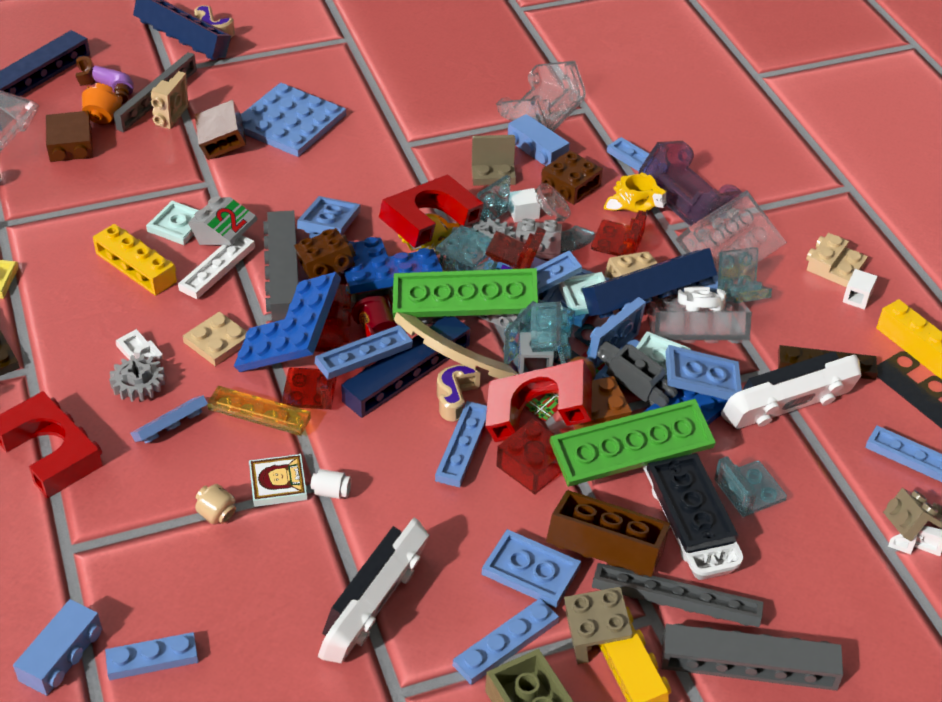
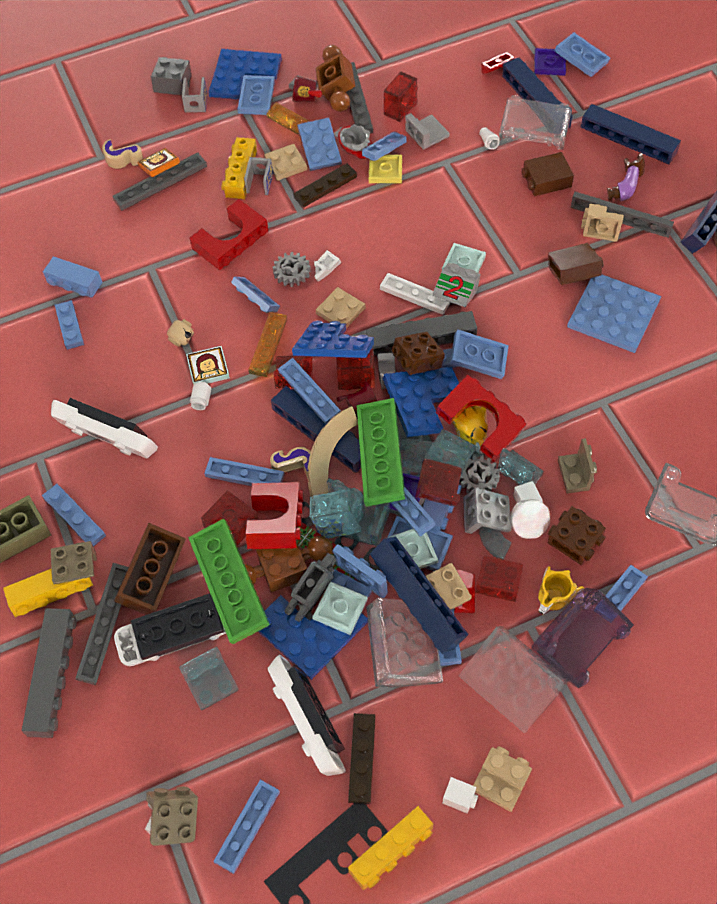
camera: 90 degrees right, 15 degrees up
(101, 103) = (585, 180): orange cone -> none
(135, 259) = (412, 243): yellow brick -> none
(531, 568) = (128, 525): medium blue plate -> none
(537, 140) = (624, 503): medium blue brick -> none
(701, 296) = (397, 645): white plate -> none
(702, 373) = (314, 638): medium blue plate -> none
(739, 276) = (444, 678): clear light blue bracket -> none

